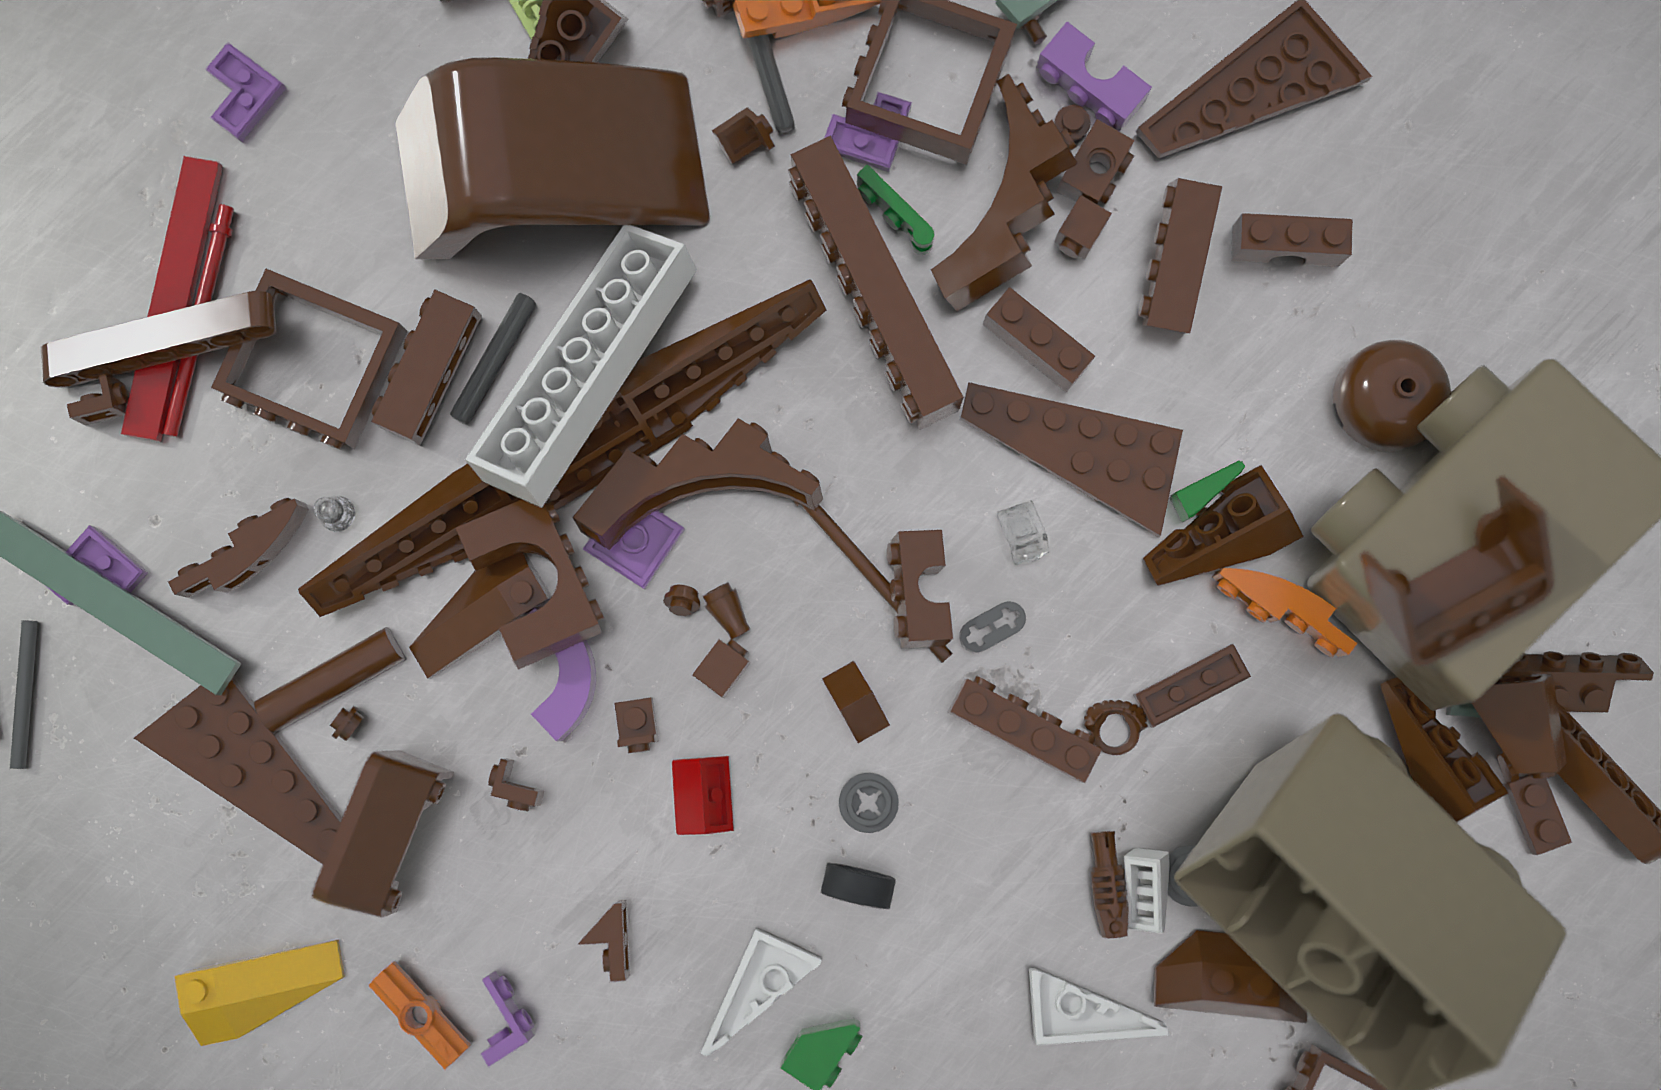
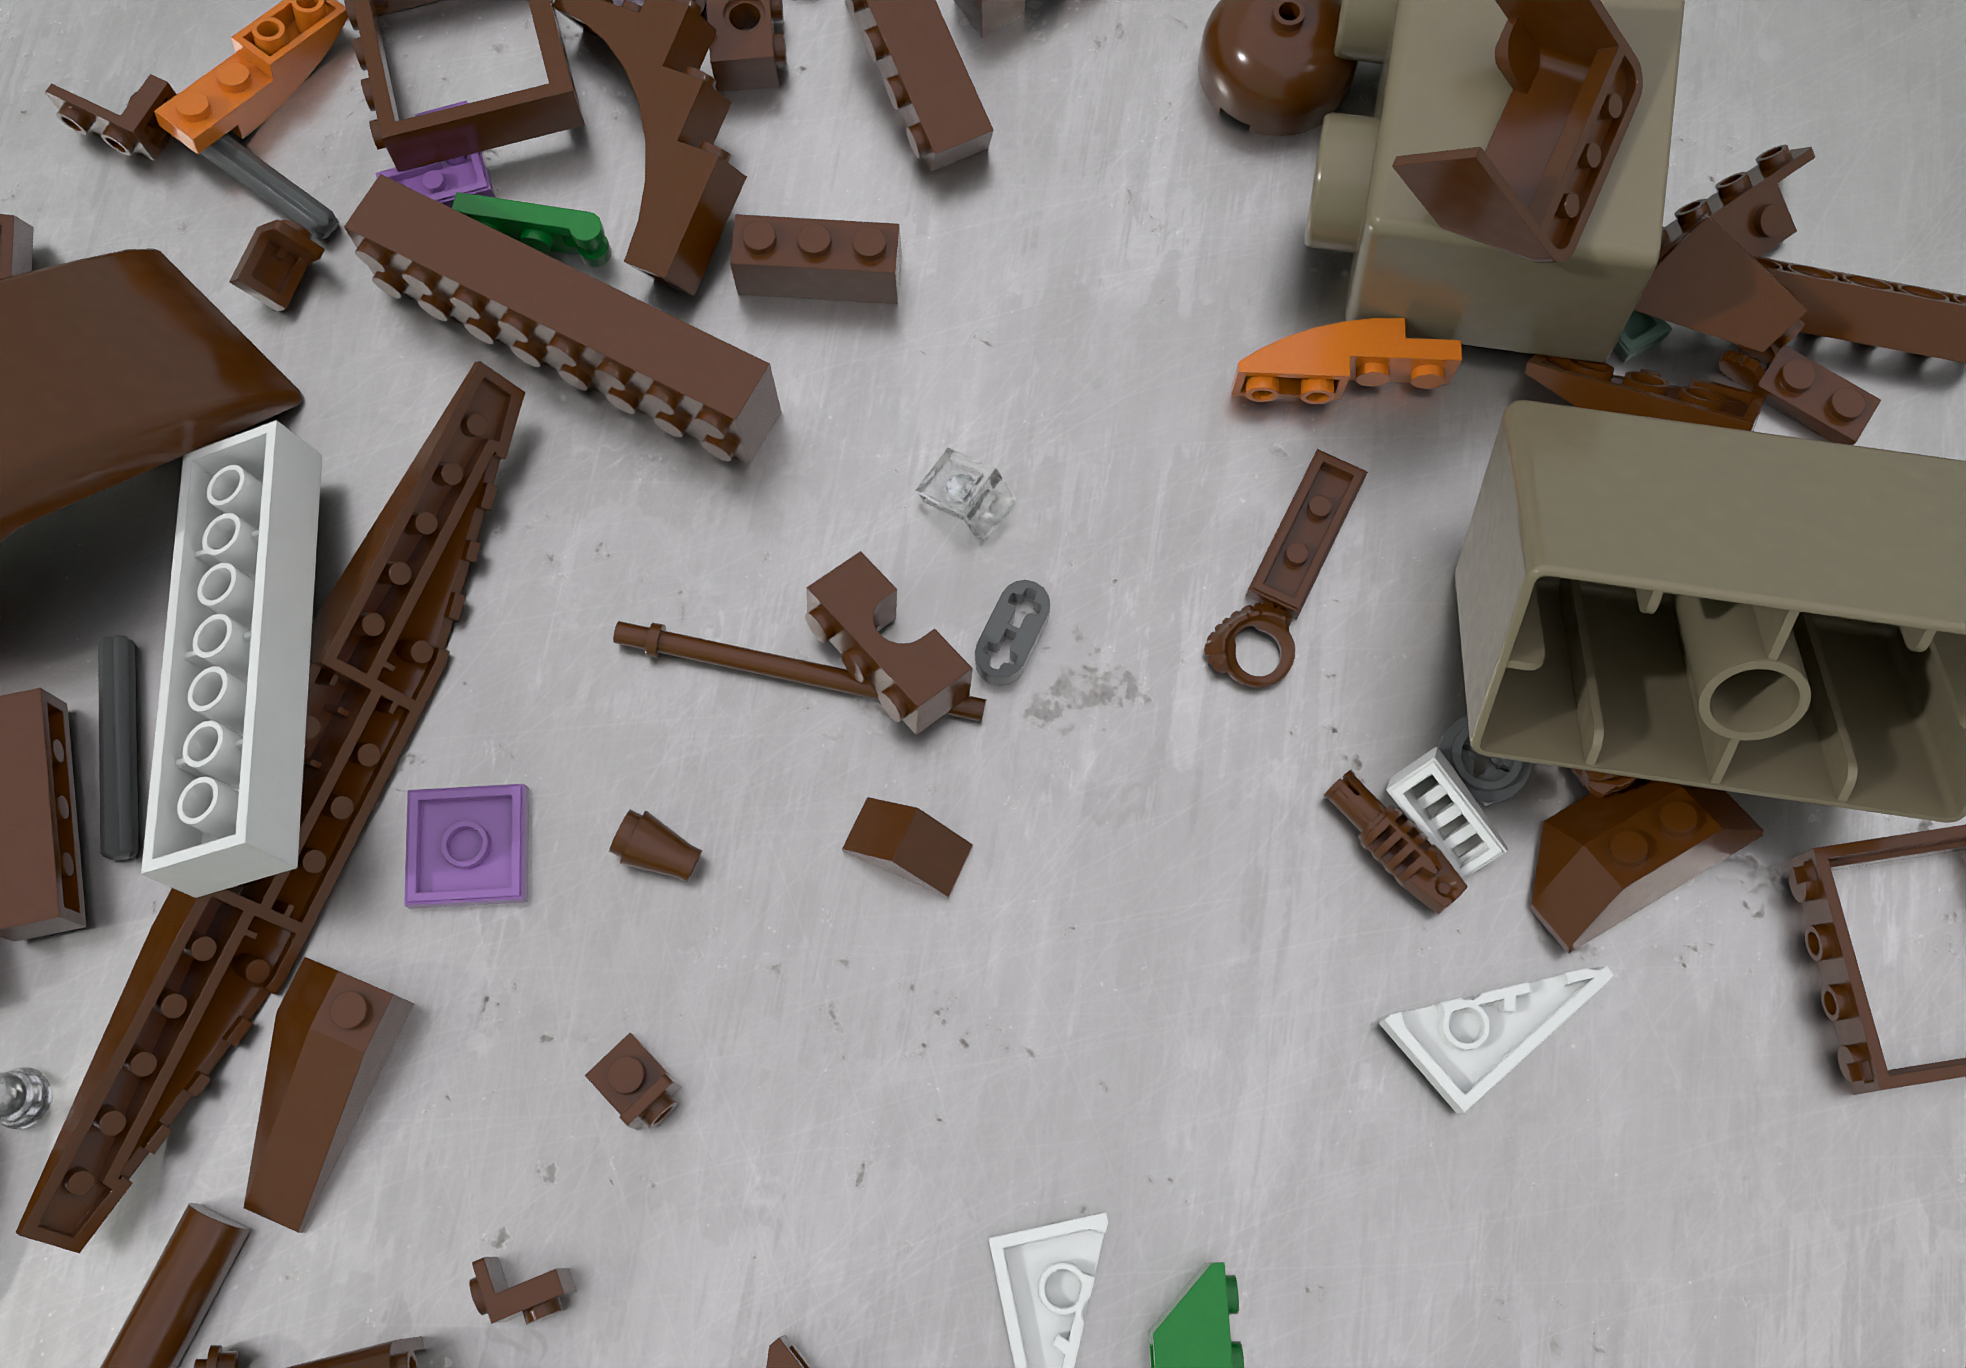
camera: 40 degrees left, 10 degrees down
(568, 614) = (307, 921): reddish brown arch -> none
(572, 693) = (516, 1094): medium lavender arch -> none
(682, 600) = (585, 875): reddish brown plate -> none
(690, 467) = (427, 769): reddish brown arch -> none
(702, 795) = (789, 1112): red panel -> none
(722, 667) = (699, 923): reddish brown brick -> none
(858, 886) = (1081, 1073): black tyre -> none
(868, 821) = (999, 939): dark grey gear -> none
(1025, 731) = (1146, 724): reddish brown brick -> none
(1082, 228) = (777, 104): reddish brown brick -> none
(1096, 452) = (976, 347): reddish brown wing -> none
(1198, 494) = (1140, 309): green slope -> none
(1236, 528) = (1222, 302): reddish brown wedge -> none

